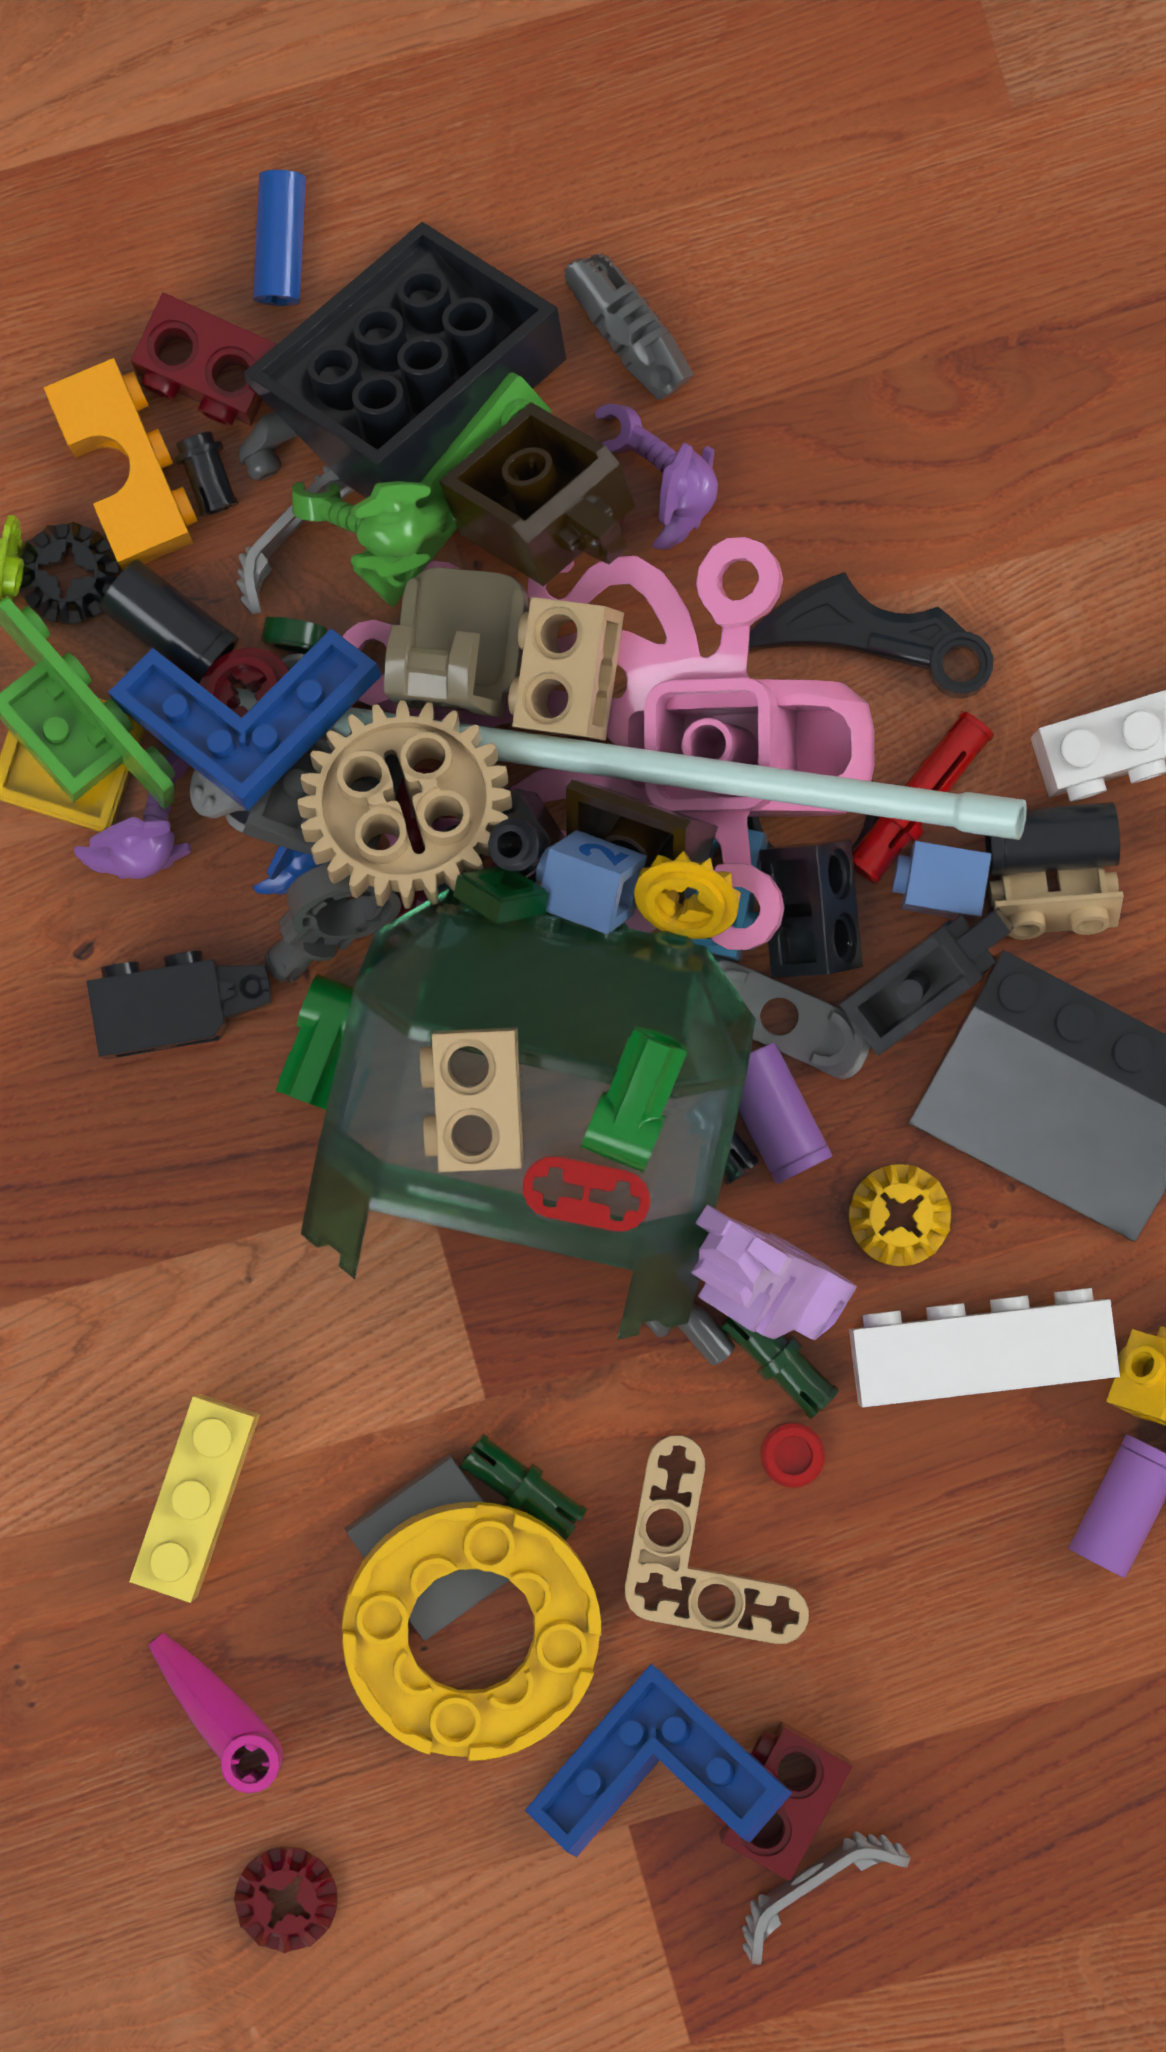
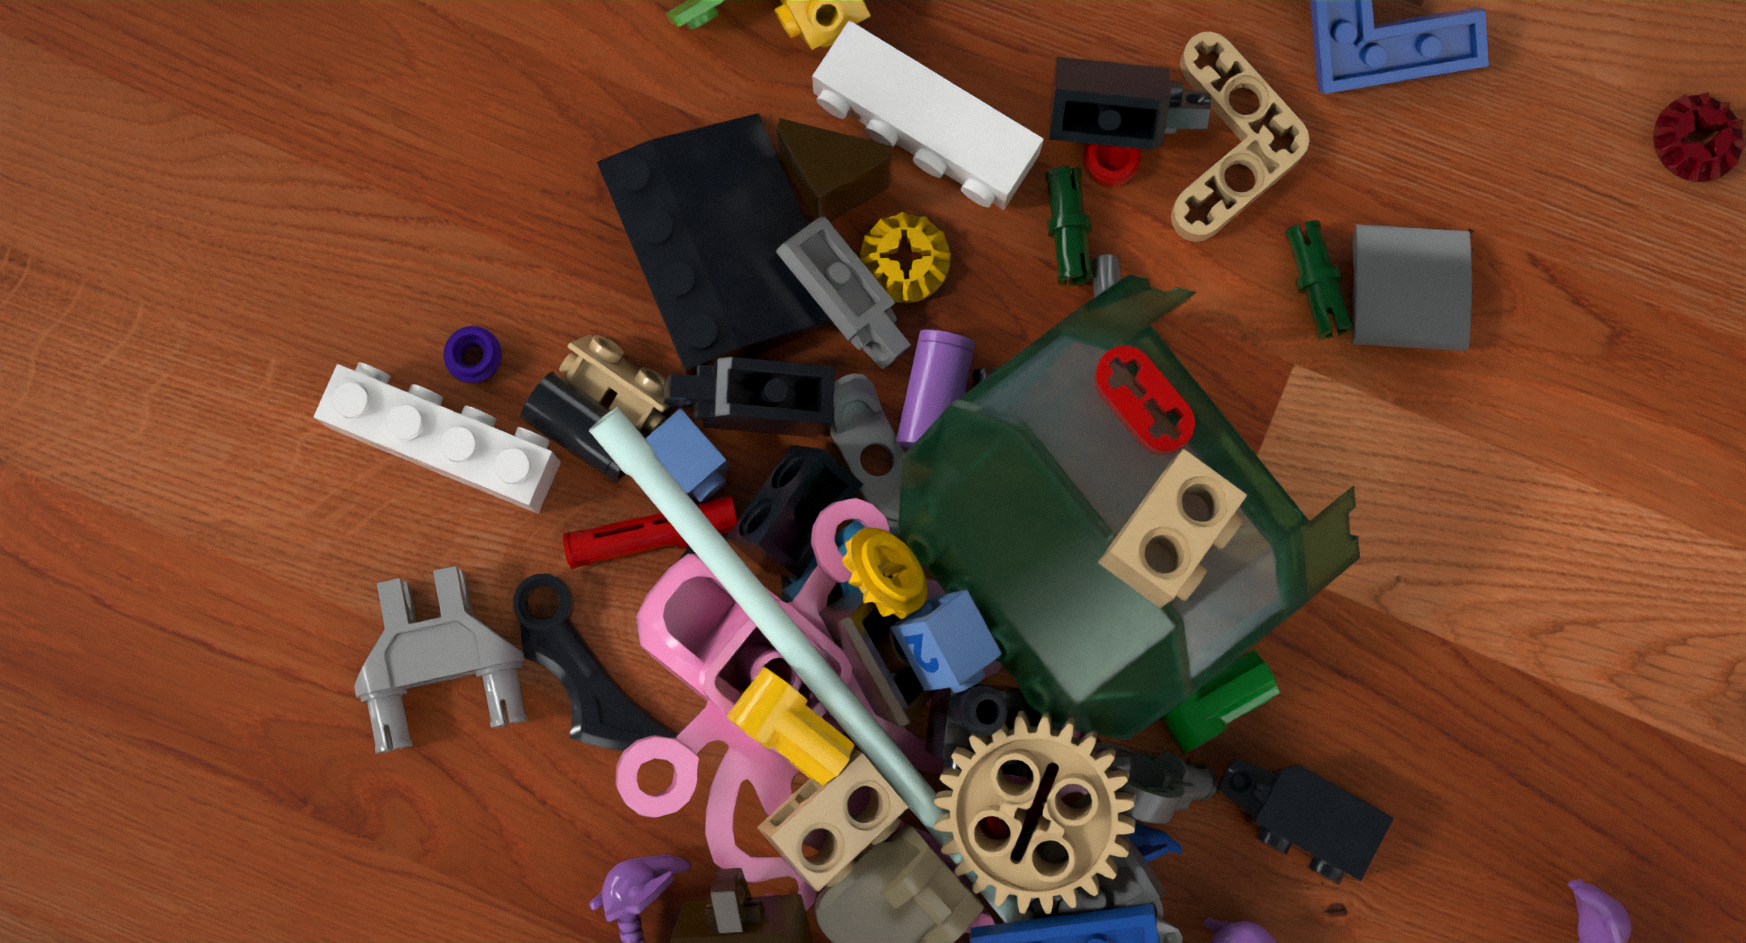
camera: 140 degrees left, 5 degrees down
(194, 1498) = (1560, 452): light yellow brick -> none
(218, 1716) = (1652, 288): dark pink piece -> none
(474, 1721) = (1454, 137): yellow plate -> none
(501, 894) = (1022, 681): dark green tile -> none
(631, 1112) = (1064, 430): green piece -> none
(677, 707) = (780, 720): none -> yellow piece
(767, 1280) = (1041, 266): lavender piece -> none
(821, 1501) = (1121, 104): none -> black hinge
(927, 1139) = (845, 290): none -> light grey hinge
(1015, 550) = (433, 652): none -> light grey connector
(1023, 1227) = (833, 168): none -> dark brown slope

